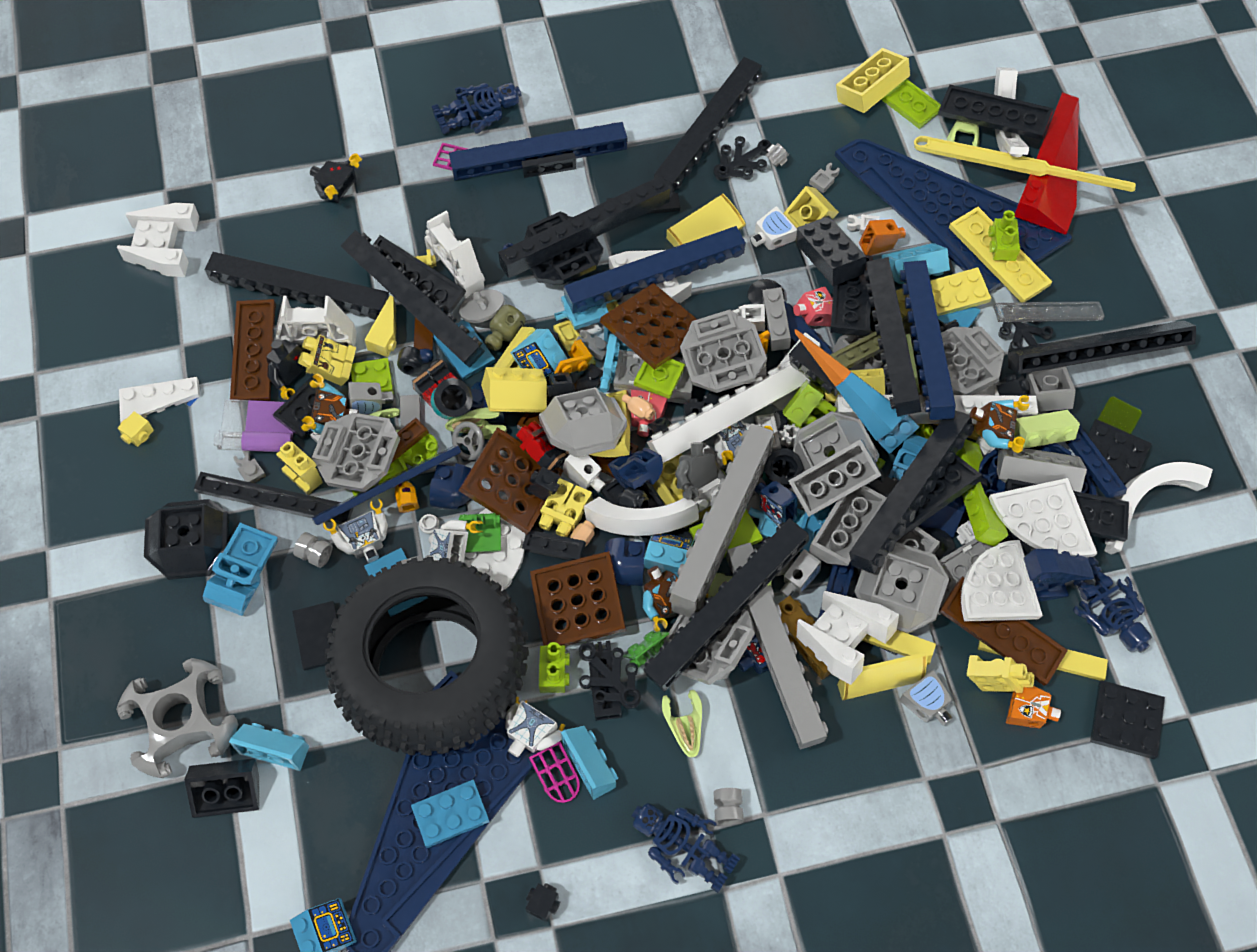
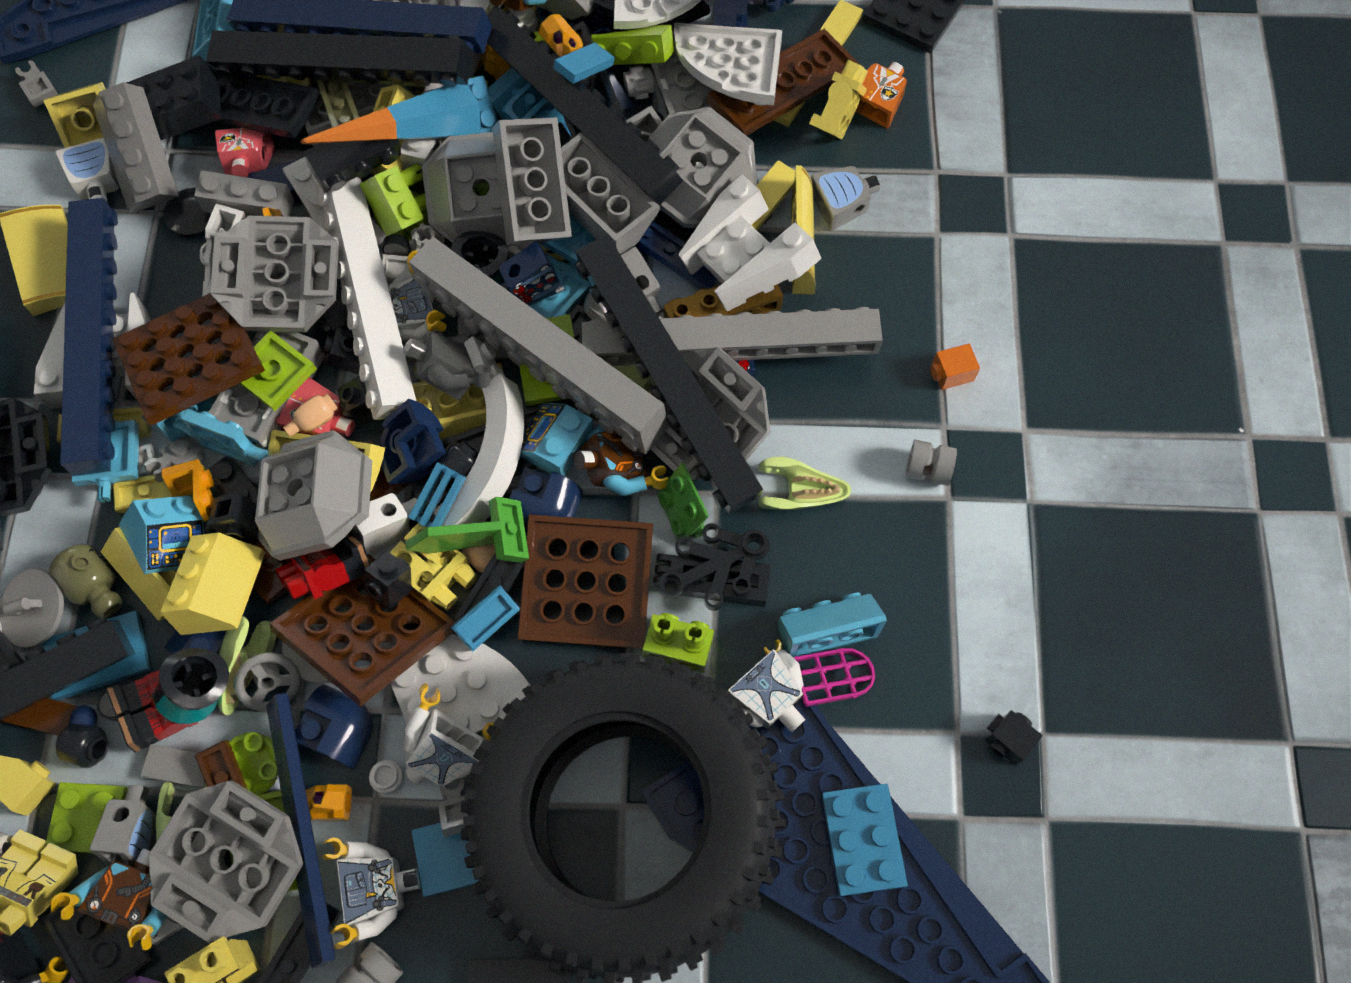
camera: 75 degrees left, 5 degrees up
(489, 539) = (451, 683): bright green hinge -> none
(536, 547) = (485, 618): none -> dark azure tile
(593, 539) = (504, 531): none -> bright green piece
(604, 490) = (427, 492): none -> dark azure tile
(650, 821) = (948, 542): dark blue piece -> none
(791, 247) = (134, 146): none -> light grey slope
(811, 809) = (955, 366): none -> orange brick
(860, 223) = (135, 57): white plate -> none
(880, 236) = (163, 37): orange torso -> none
(941, 482) = (583, 62): none -> dark azure tile
(961, 465) = (560, 35): none -> light orange rock

